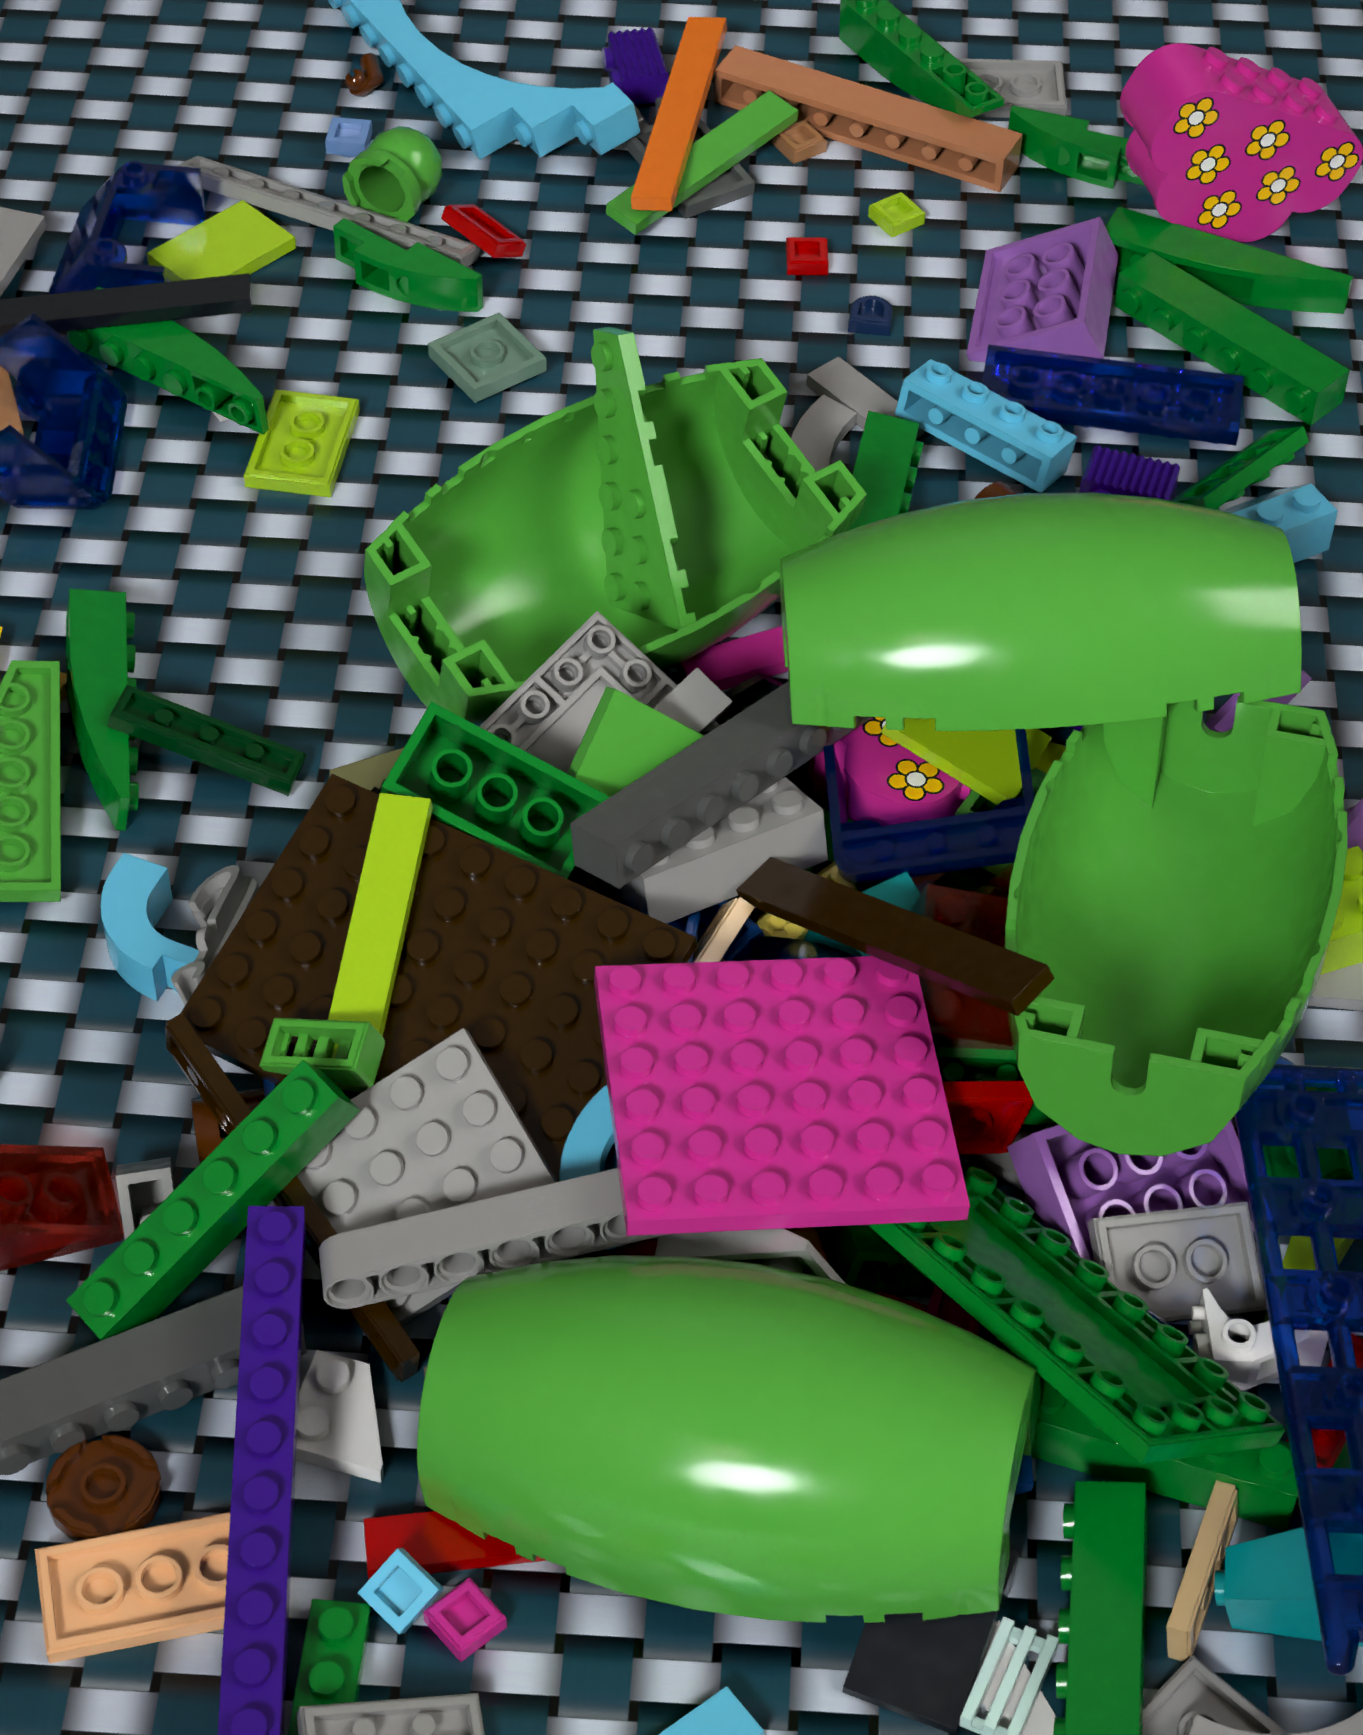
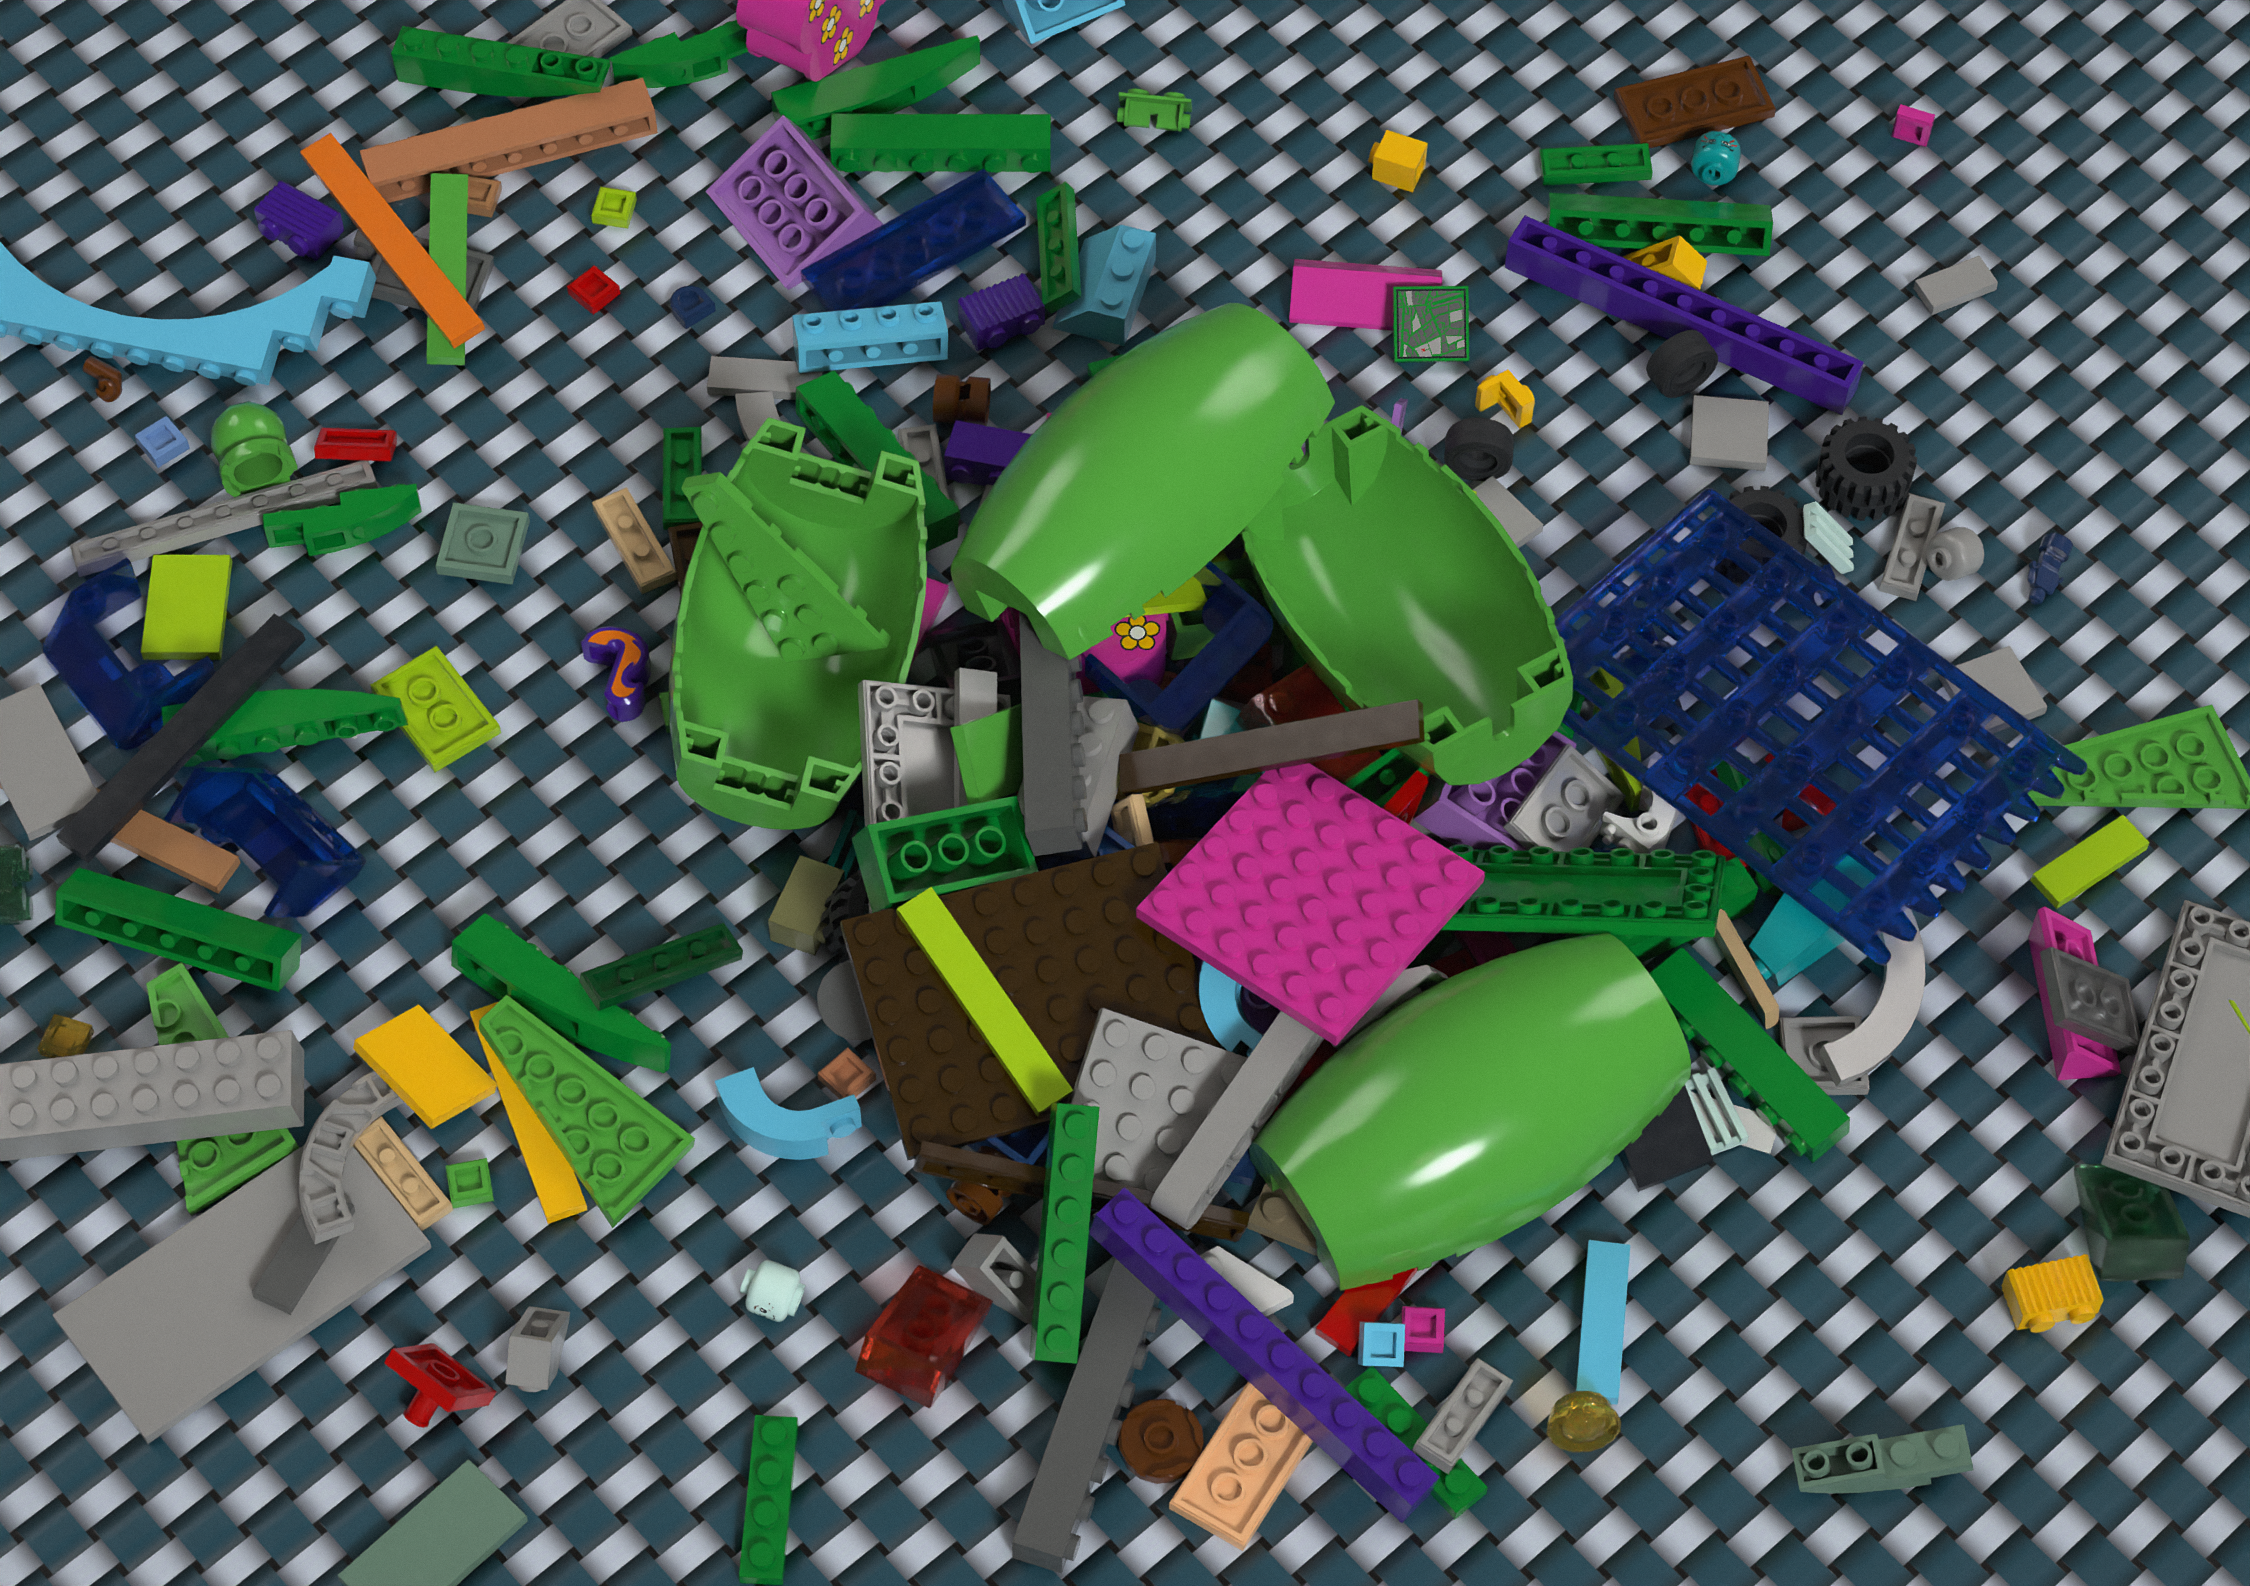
camera: 45 degrees left, 10 degrees up
(217, 908) = (839, 1071): light grey piece -> none
(355, 1059) = (1053, 1095): bright green slope -> none

